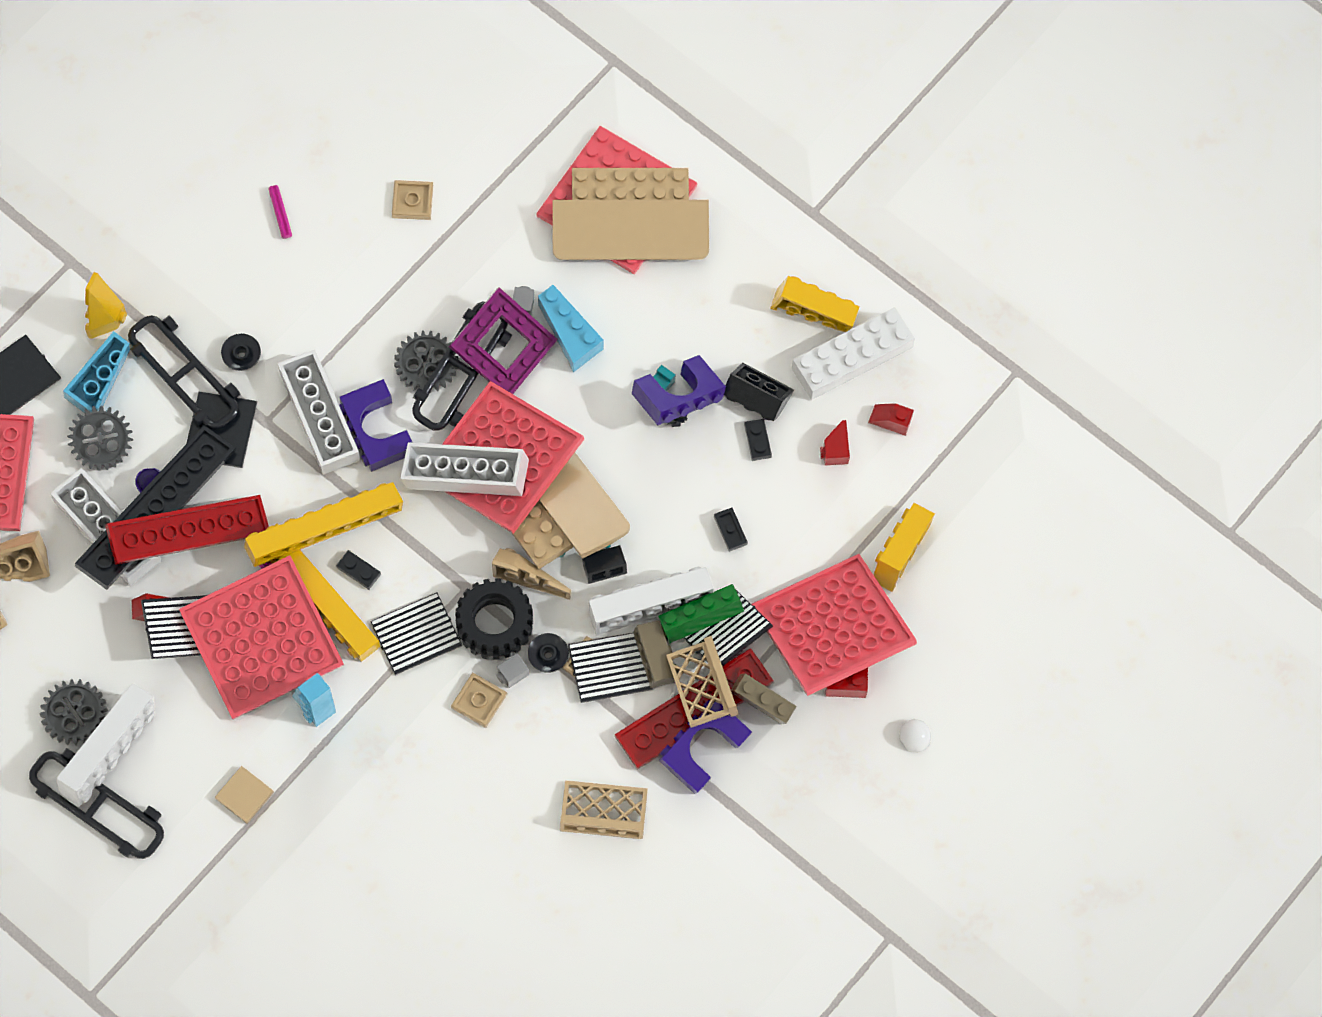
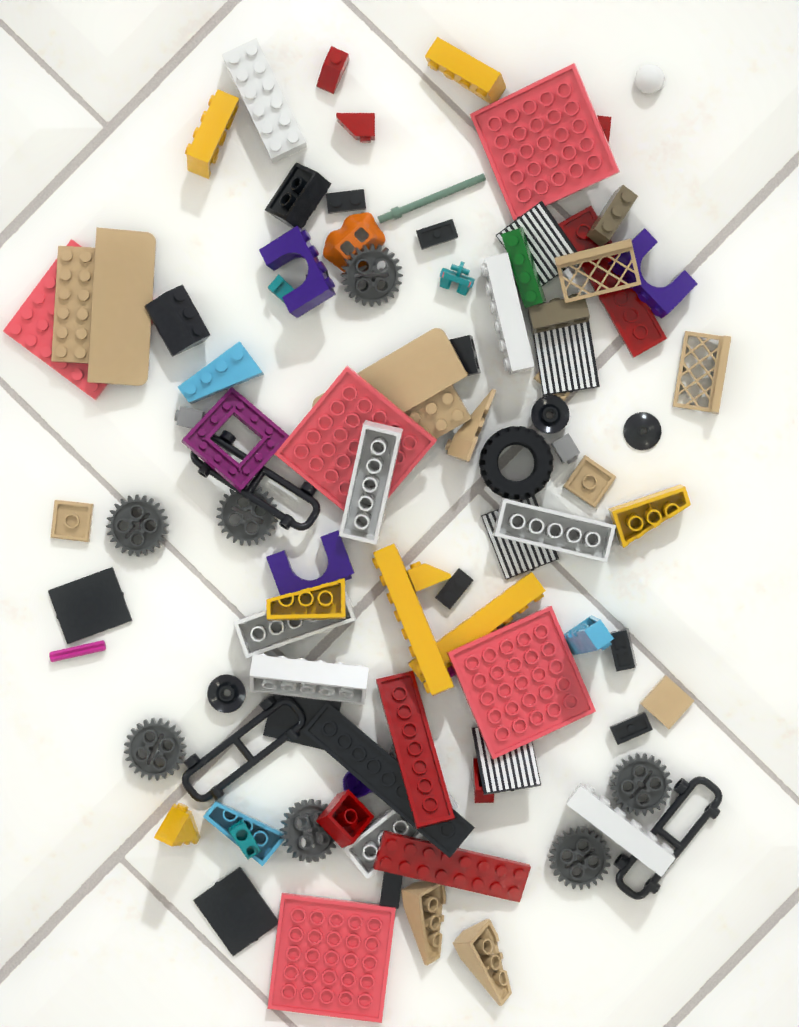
camera: 75 degrees left, 20 degrees up
(47, 525) = (391, 890): none -> black tile
(61, 580) = (463, 870): none -> red plate
(90, 369) = (244, 839): none -> teal leg
(113, 469) = (345, 818): none -> red brick
(142, 785) = (654, 794): none -> dark grey gear
(174, 302) = (140, 741): none -> dark grey gear
(215, 757) = (631, 728): none -> black plate
(258, 426) = (308, 679): none -> white brick
(299, 742) = (623, 650): none -> black hinge
(327, 221) = (90, 605): none -> black piece
(337, 422) = (313, 603): none -> yellow wedge
(371, 538) = (426, 575): none -> yellow slope
(398, 270) = (149, 538): none -> dark grey gear
(424, 661) = (554, 530): none -> white brick
(445, 751) = (643, 514): none -> yellow wedge
(536, 761) = (632, 431): none -> black dish
(620, 282) = (177, 320): none -> black slope
(688, 551) = (464, 281): none -> teal hips
(699, 462) = (372, 257): none -> dark grey gear
(705, 457) = (346, 233): none -> orange piece
(750, 490) = (398, 212): none -> sand green bar

